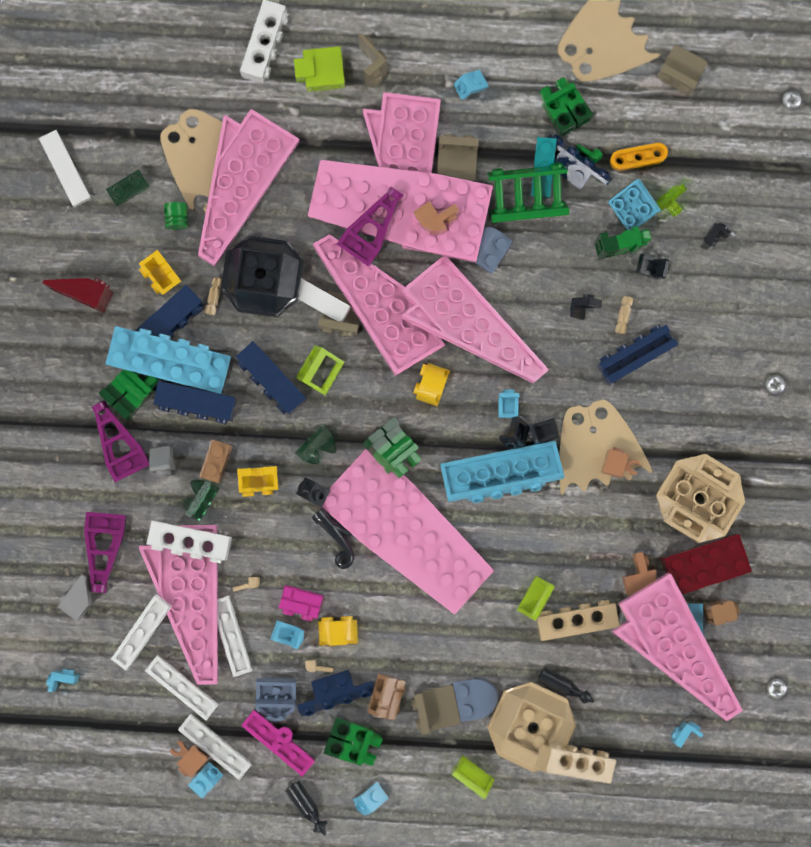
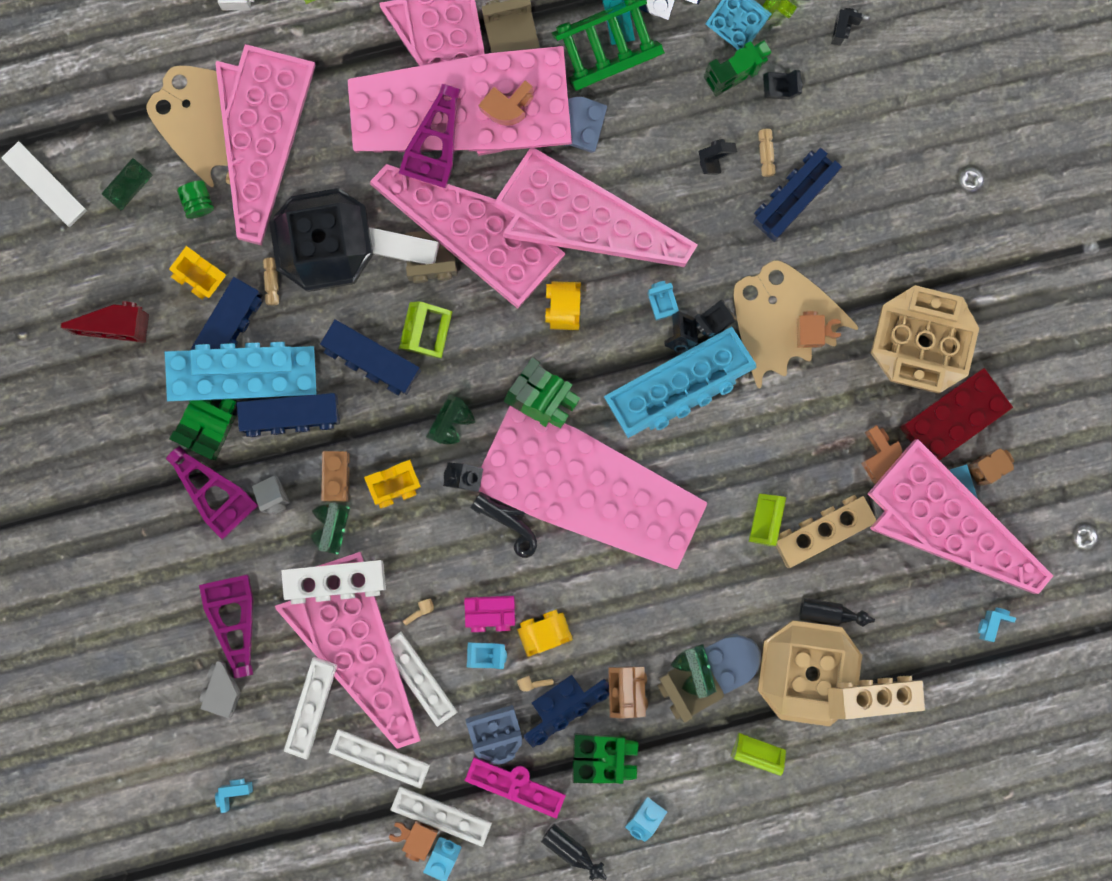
camera: 15 degrees left, 0 degrees up
(446, 706) = (696, 662): none -> clear green tile

